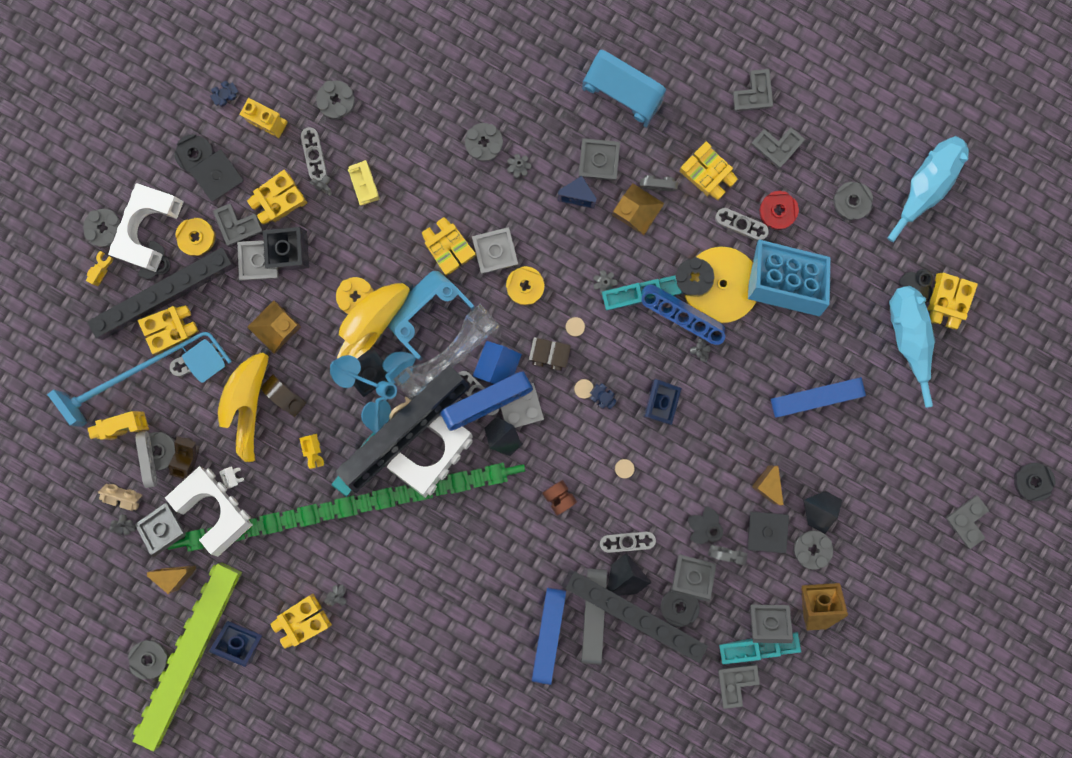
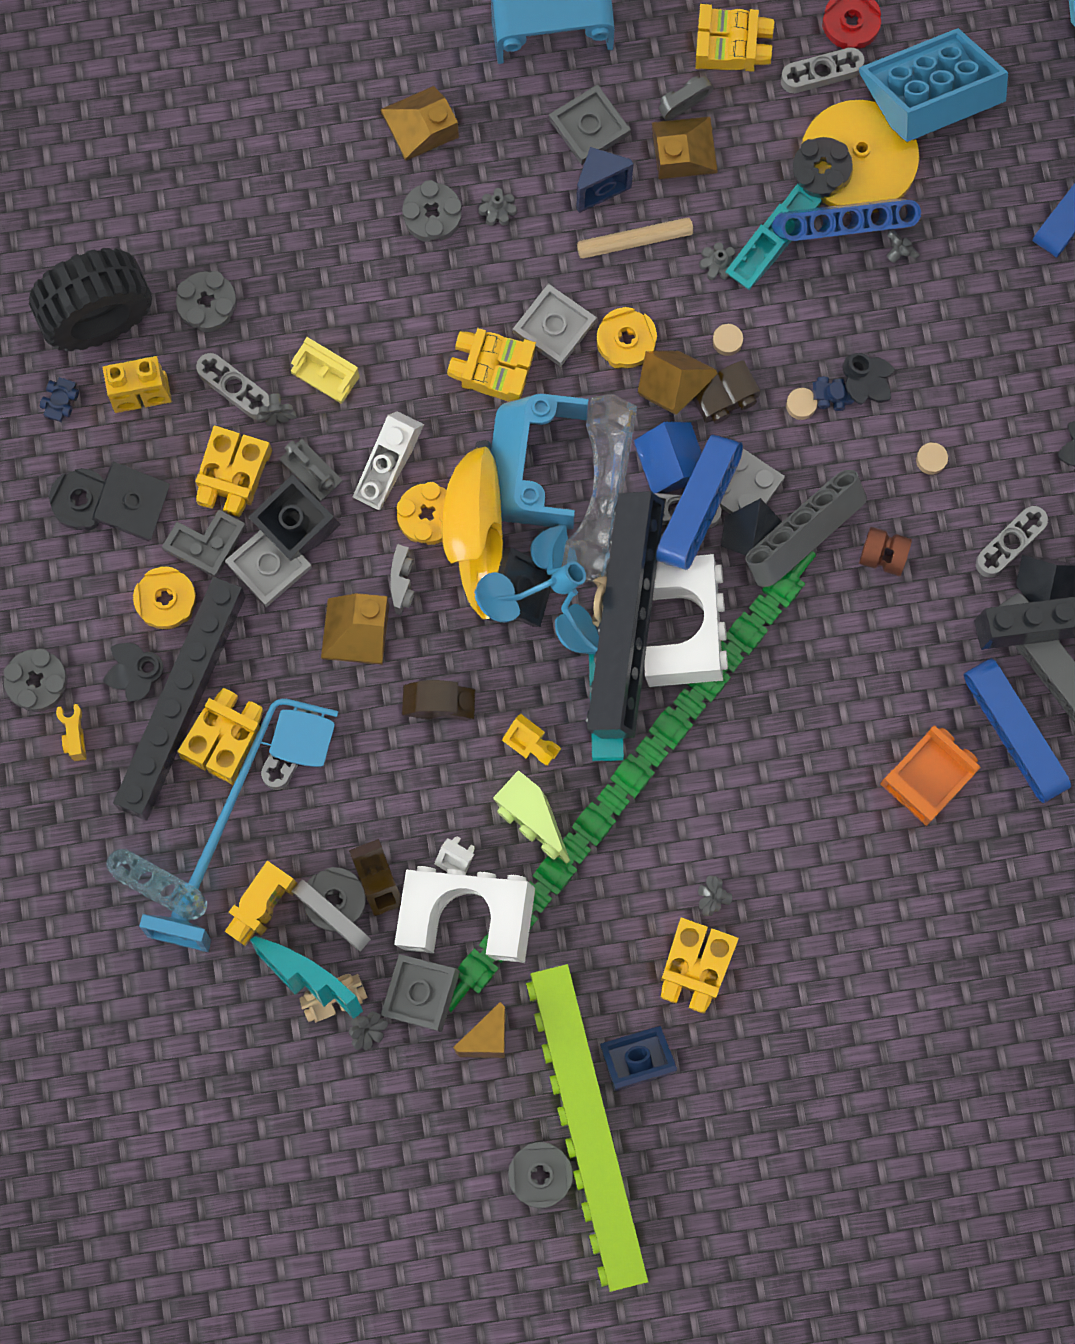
camera: 45 degrees left, 10 degrees down
(79, 376) = (153, 888): none -> clear light blue beam
(108, 474) = (302, 972): none -> teal slope
(141, 204) = (65, 603): white arch -> none
(242, 394) = (394, 750): yellow piece -> none
(270, 57) = (90, 299): none -> black tyre
(282, 487) = (527, 805): none -> yellowish green slope
(309, 325) = (401, 587): none -> light grey slope
(317, 228) = (310, 469): none -> dark grey hinge
(358, 253) = (387, 459): none -> white slope
(488, 623) = (931, 774): none -> orange panel
(516, 90) = (421, 122): none -> pearl gold slope
(529, 326) = (672, 379): none -> pearl gold slope
(529, 455) = (806, 528): none -> dark grey beam
(573, 237) = (635, 238): none -> tan axle
(626, 405) = (870, 379): none -> black plate
(662, 402) = (906, 344): dark blue slope -> none

